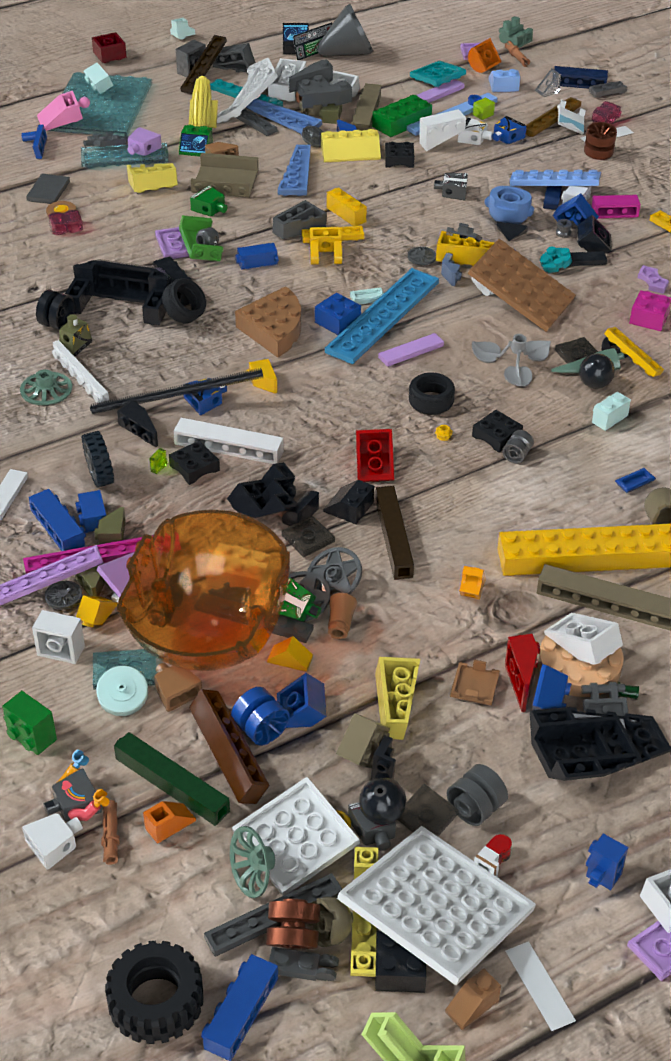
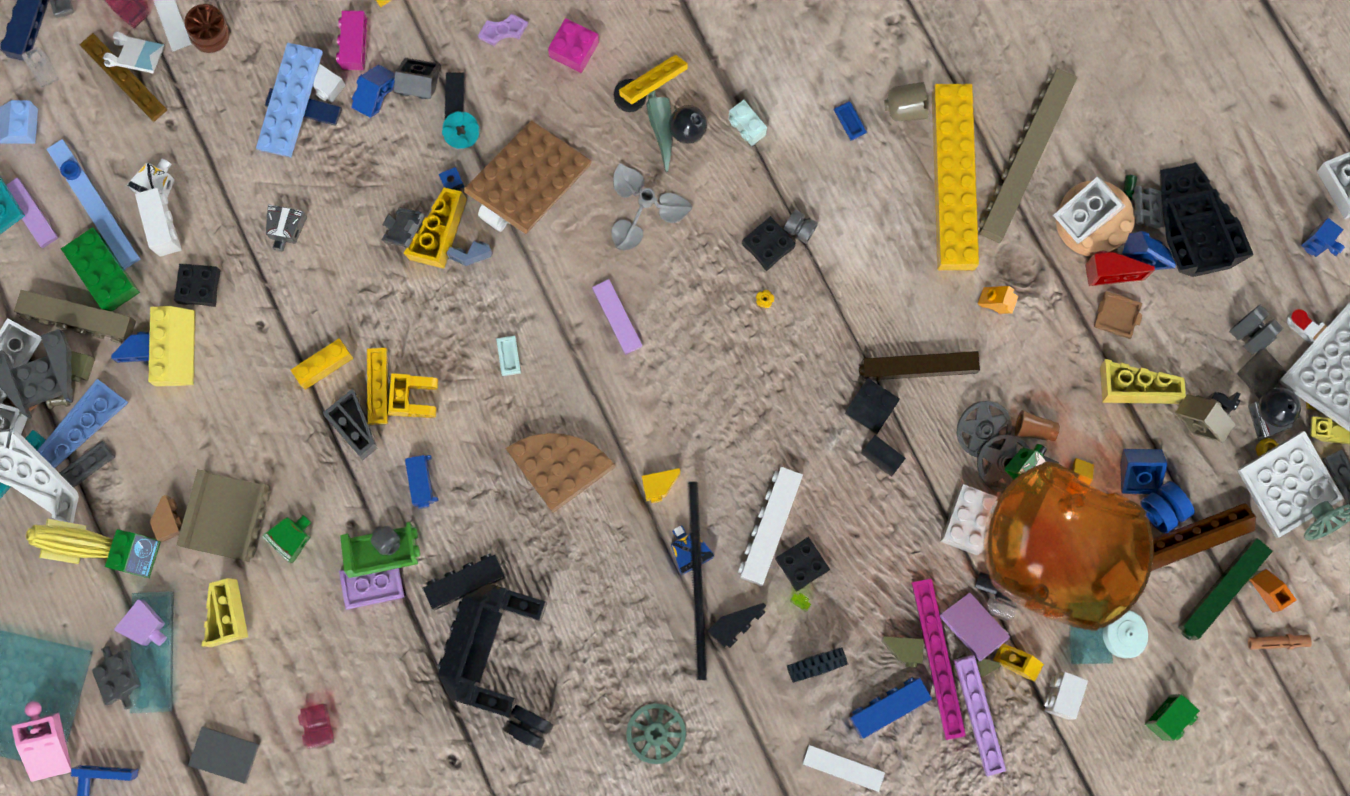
camera: 85 degrees left, 35 degrees up
(51, 838) = (1288, 691): white torso -> none
(60, 206) = (282, 734): medium nougat tile -> none
(63, 595) = (997, 695): dark grey wheel -> none
(75, 335) = (577, 702): olive torso -> none
(75, 793) = (1246, 672): torso -> none
(77, 370) = (635, 698): white plate -> none
(91, 509) = (877, 671): blue brick -> none
(192, 293) = (521, 582): black tyre -> none
(265, 496) = (869, 487): black brick -> none
(296, 177) = (233, 422): medium blue wing -> none
(308, 536) = (920, 451): clear smoke plate -> none
(312, 135) = (136, 393): dark grey wheel -> none
(336, 313) = (551, 392): blue brick -> none
(374, 455) = (805, 373): red slope -> none
(381, 316) = (552, 341): dark azure plate -> none
(421, 255) = (431, 283): dark grey wheel -> none
(435, 383) = (707, 284): black tyre -> none
(483, 108) = (93, 161): lime brick -> none
(509, 130) = (155, 138): blue torso -> none
(509, 204) = (348, 150): medium blue piece -> none
(511, 230) = (387, 170): black slope -> none
(564, 228) = (392, 113): flat silver wheel -> none
(575, 350) = (636, 137): clear smoke plate -> none

